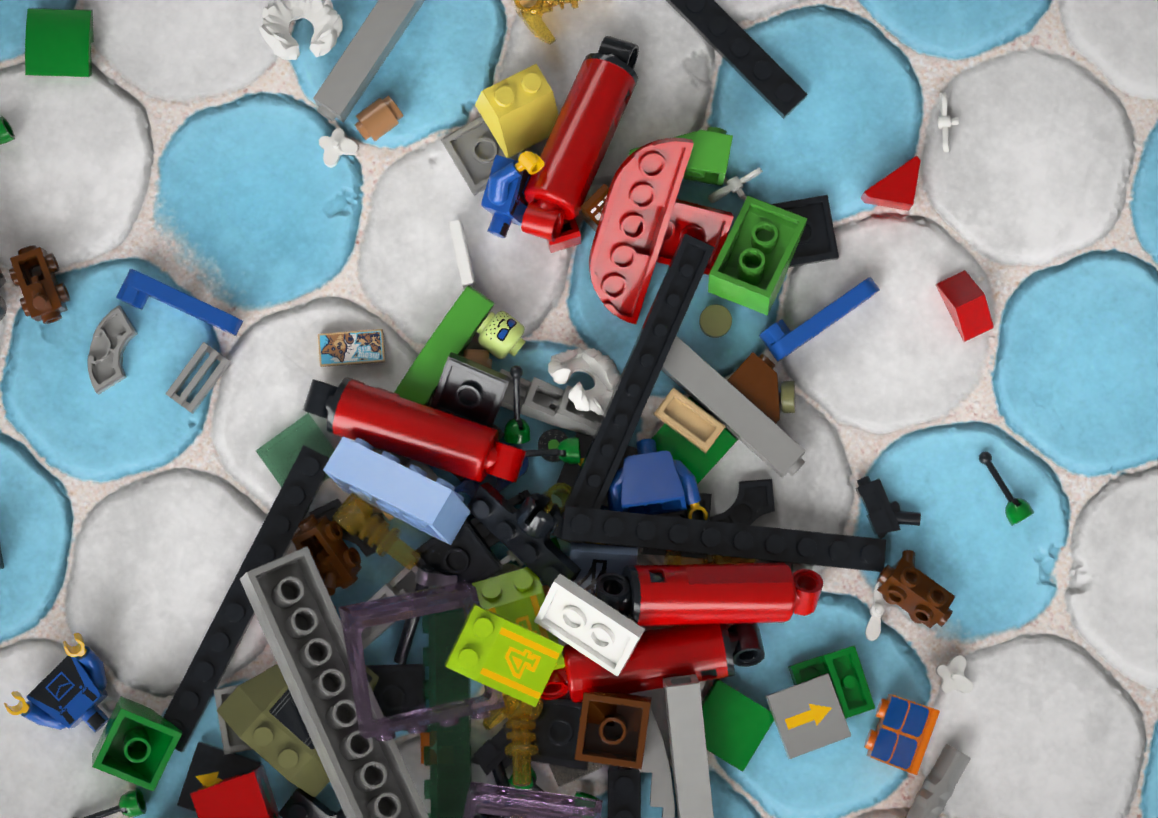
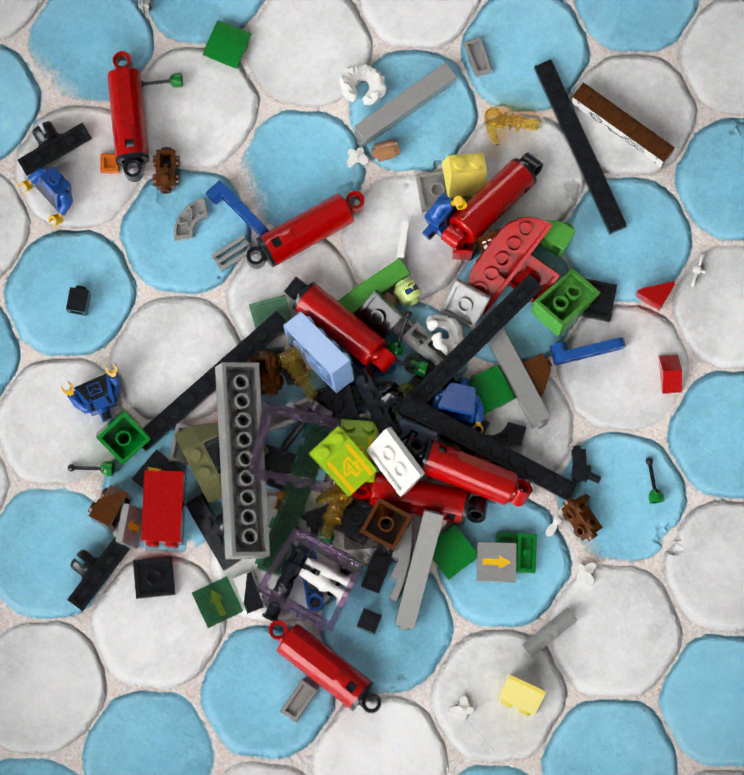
camera: 15 degrees right, 5 degrees down
(299, 297) = (305, 230): none -> red piece
(351, 348) = (322, 269): tile -> none
(600, 319) = (465, 304): none -> light grey tile
(689, 420) = (493, 377): tan tile -> none
(715, 321) = (528, 330): olive tile -> none
(734, 185) = (568, 260): white piece -> none
(788, 396) = (552, 385): olive tile -> none
(901, 733) = (543, 589): slope -> none

